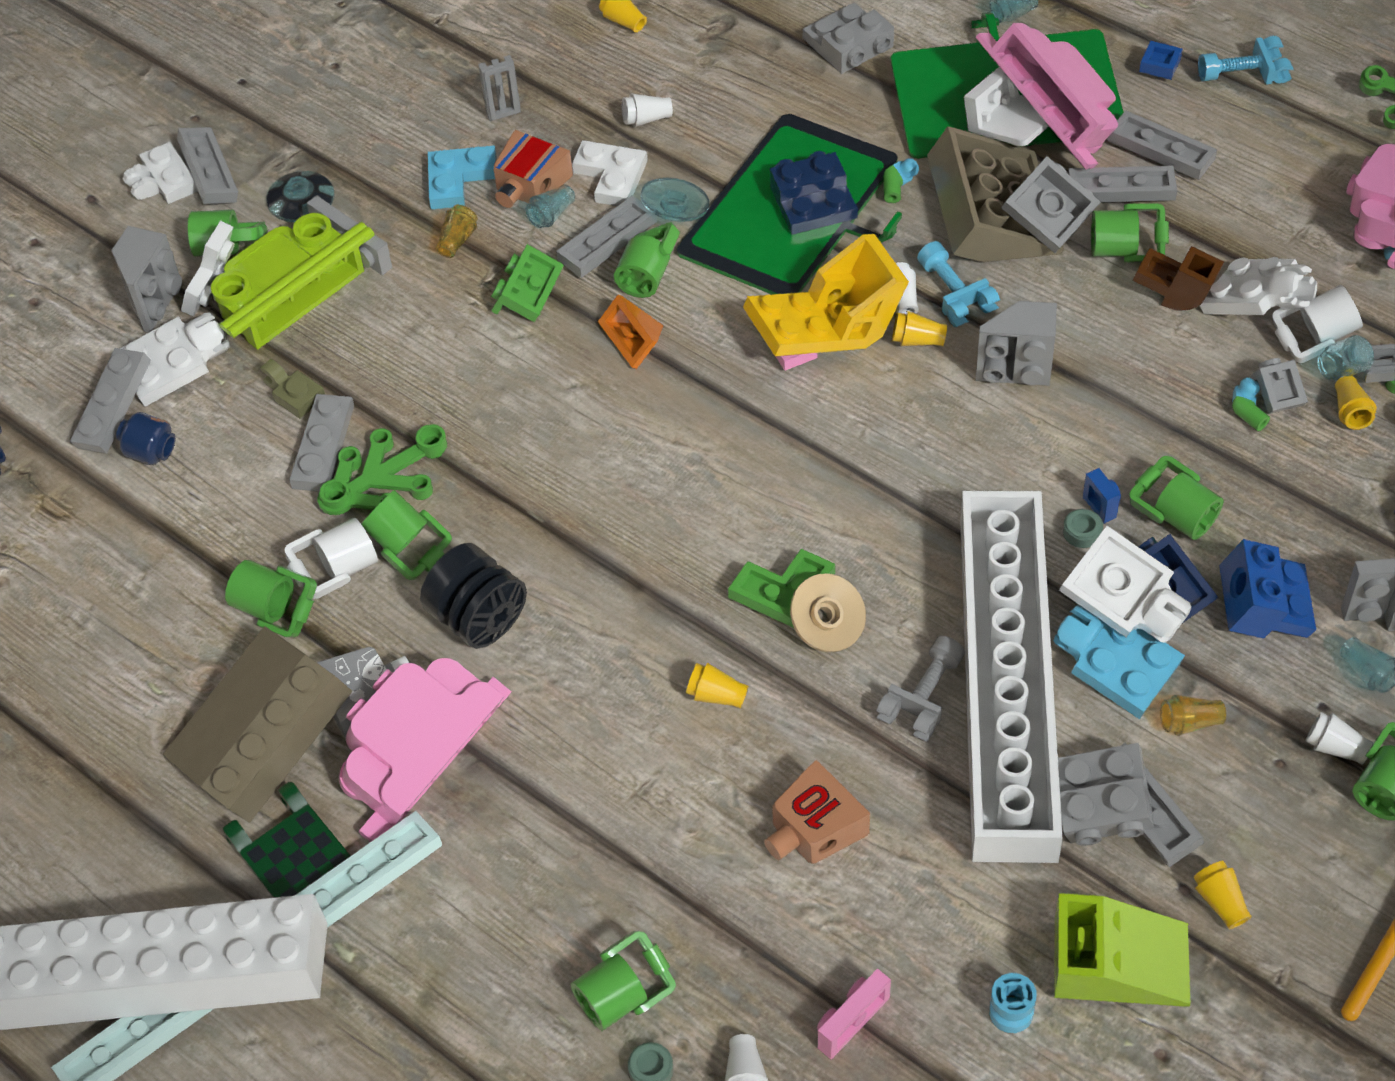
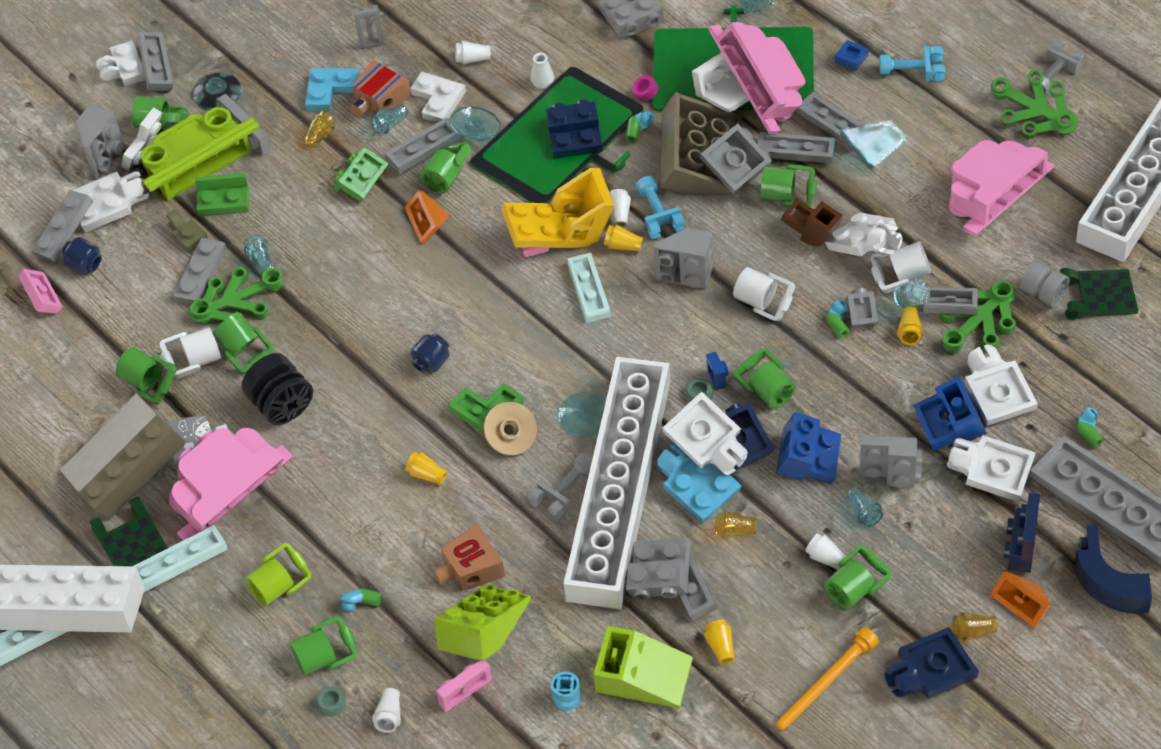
camera: 10 degrees right, 0 degrees up
(92, 496) = (40, 291): none -> bright pink plate
(335, 332) = (222, 194): none -> bright green bracket
(403, 406) = (258, 252): none -> clear light blue cone
(525, 884) = (272, 579): none -> lime piece
(657, 893) = (359, 596): none -> arm
(684, 518) = (430, 353): none -> dark blue head
(749, 123) = (541, 72): none -> white cone
(857, 911) = (480, 622): none -> lime slope
(885, 402) = (588, 287): none -> light aqua tile
(894, 130) = (645, 88): none -> dark pink tile
(925, 591) = (580, 422): none -> clear light blue dish
(1128, 375) = (759, 289): none -> white piece
(1227, 164) = (874, 141): none -> clear light blue wing

